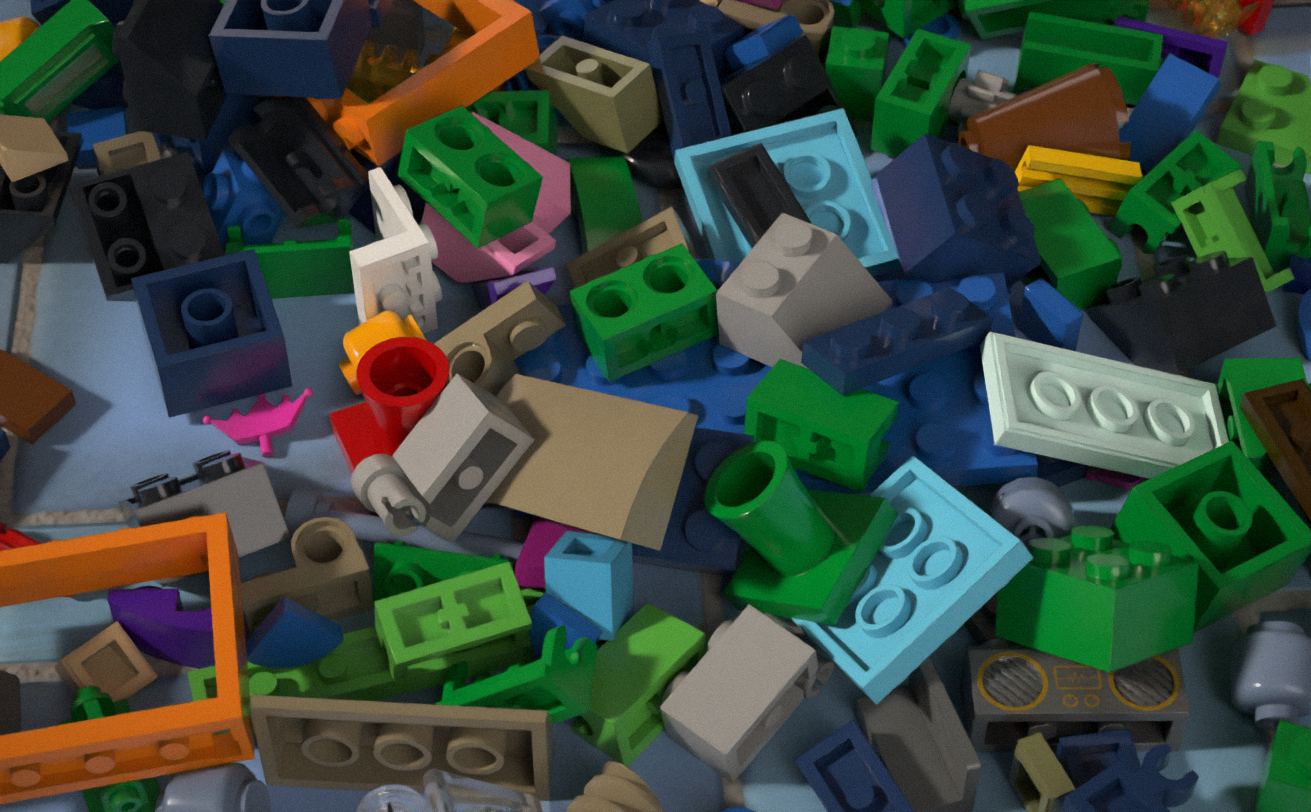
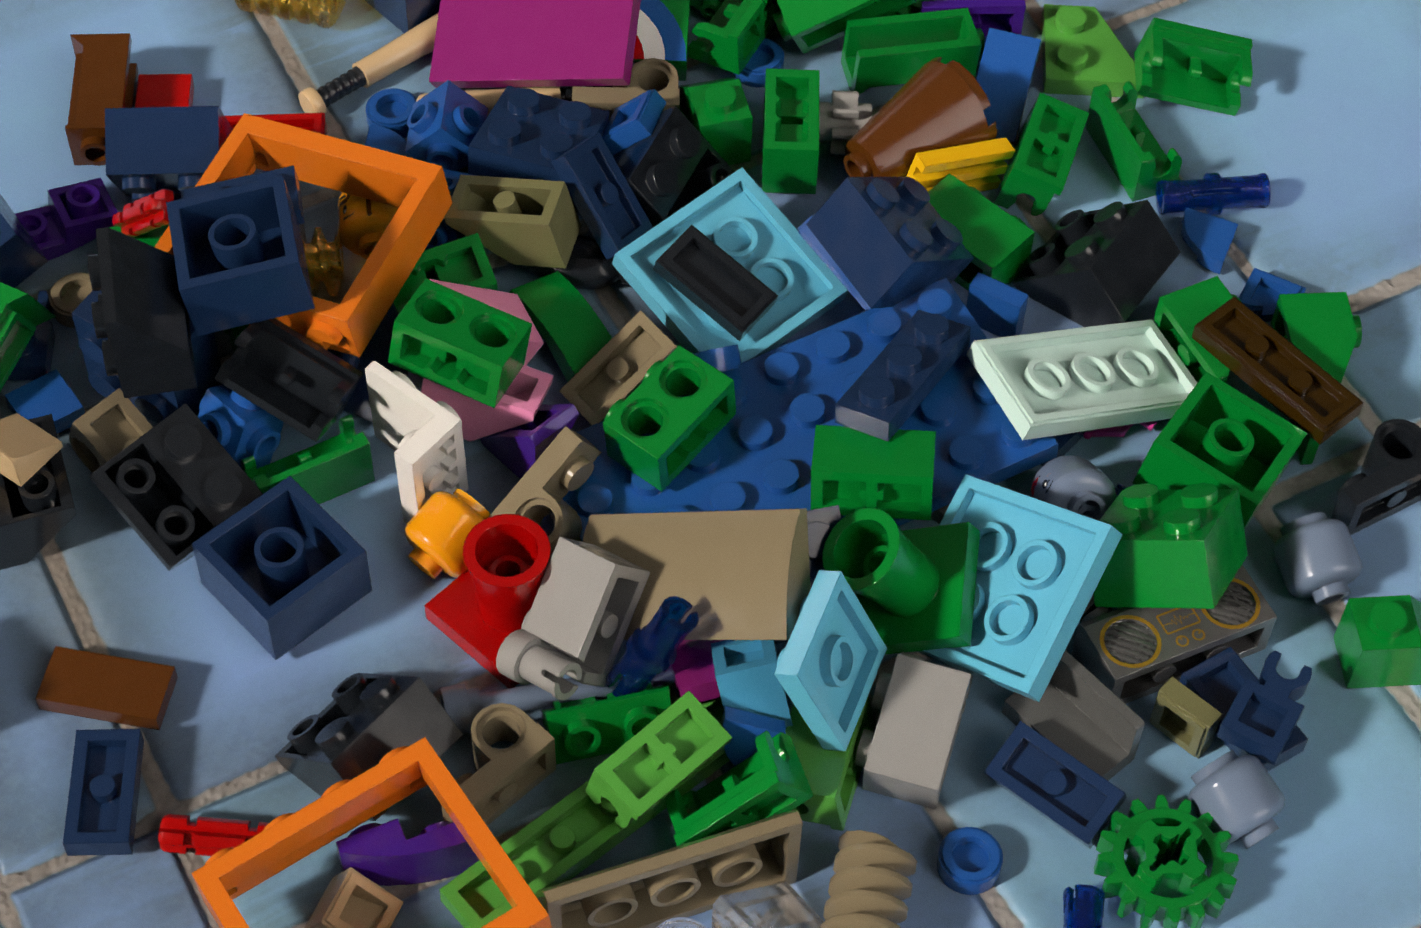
camera: 25 degrees left, 5 degrees up
(262, 421) = (363, 633): dark pink piece -> none
(292, 637) = (526, 822): blue tile -> none
(501, 510) = (653, 647): none -> clear blue pin
(664, 580) = (831, 660): none -> medium azure plate
(794, 289) = (798, 362): light grey slope -> none
(1218, 223) = (1097, 177): bright green hinge -> none

